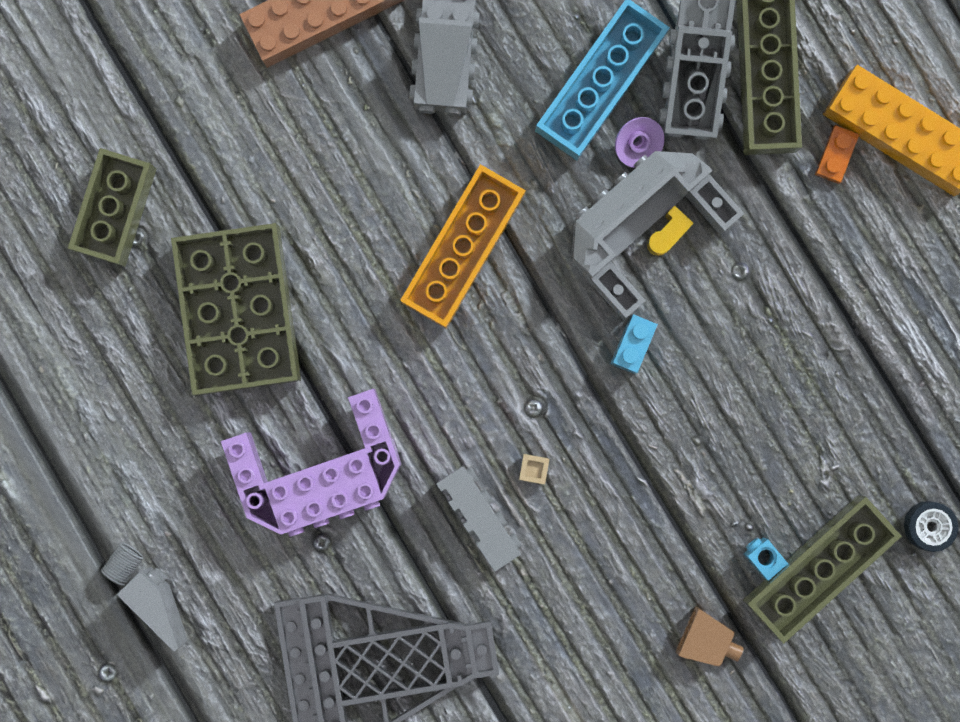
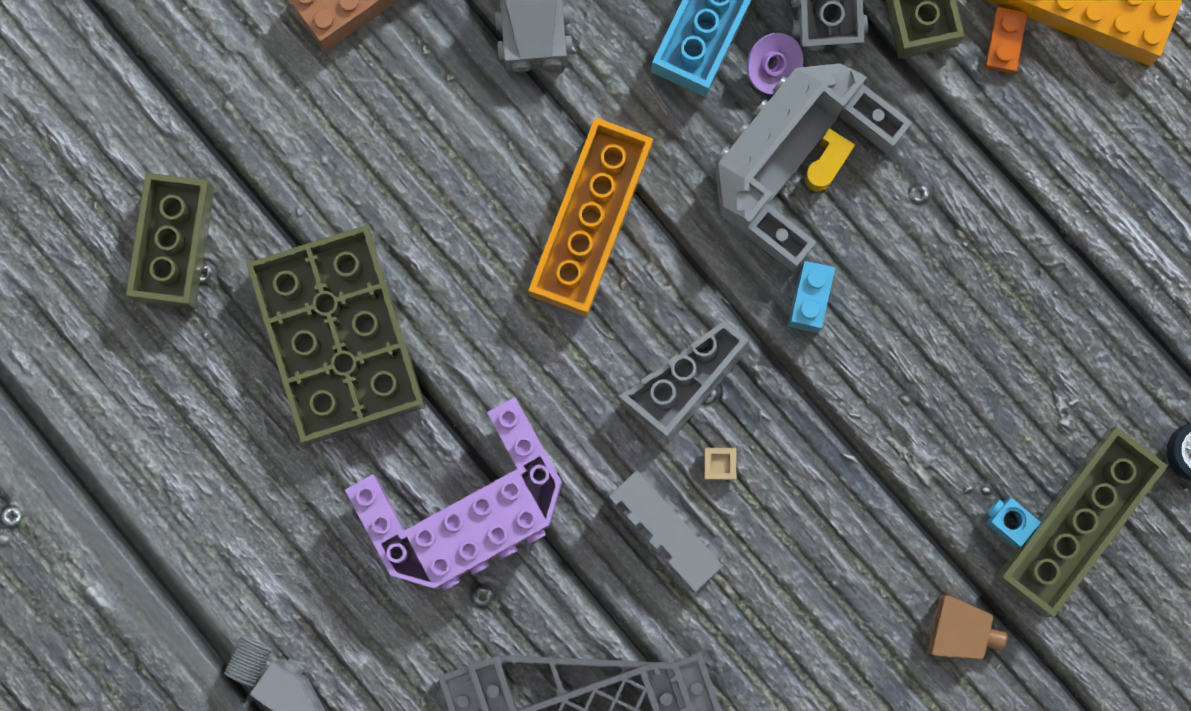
camera: 10 degrees left, 5 degrees down
(514, 399) = (681, 385): none -> light grey wedge

